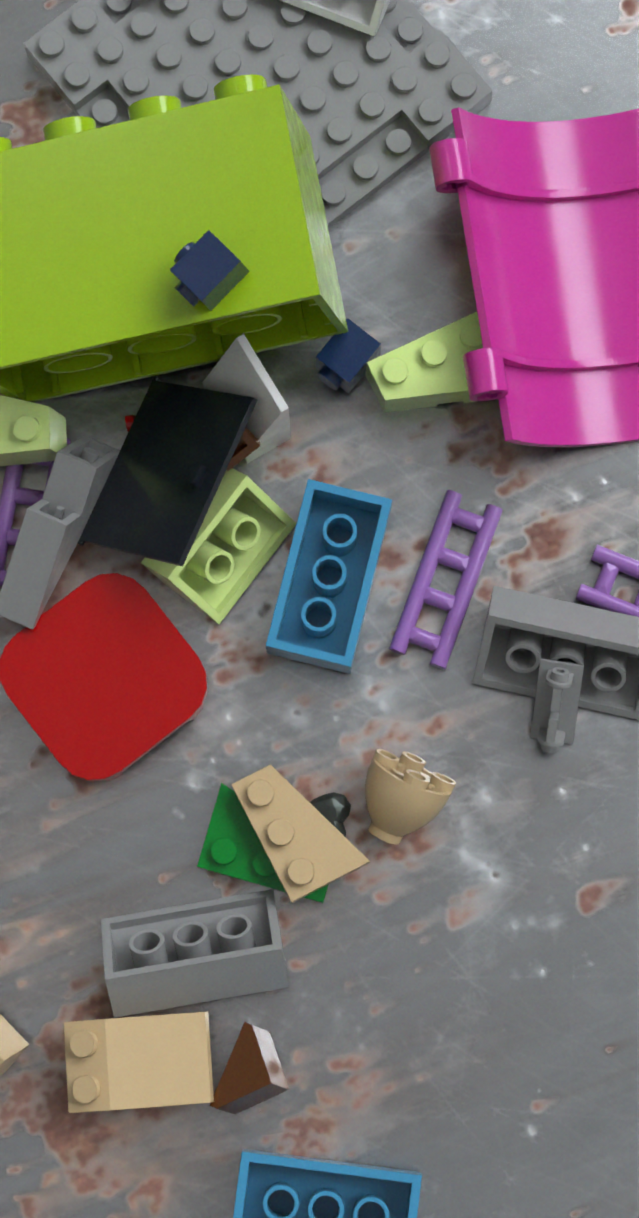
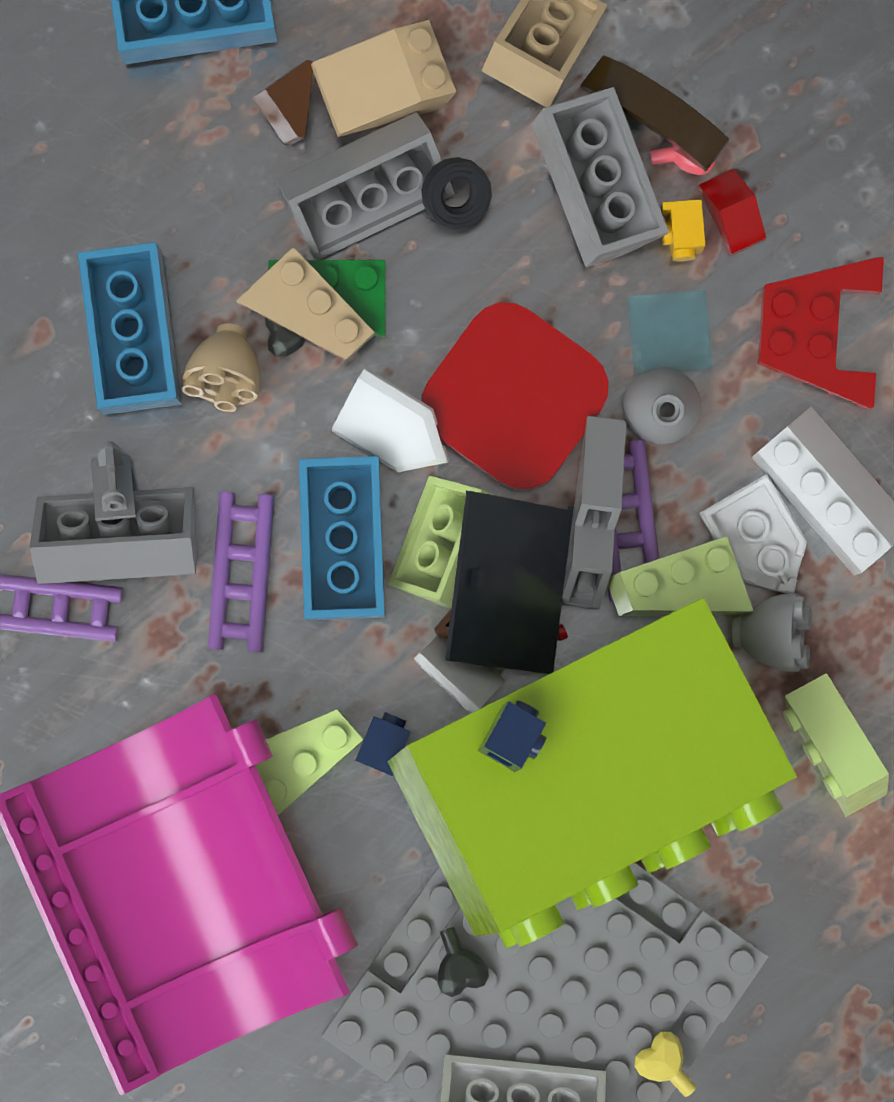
camera: 160 degrees right, 5 degrees up
(104, 936) = (472, 209): none -> black tyre
(243, 682) = (390, 425): none -> white tile
(334, 113) = (459, 967): none -> pearl dark grey rock
(493, 865) = (129, 328): none -> dark azure brick

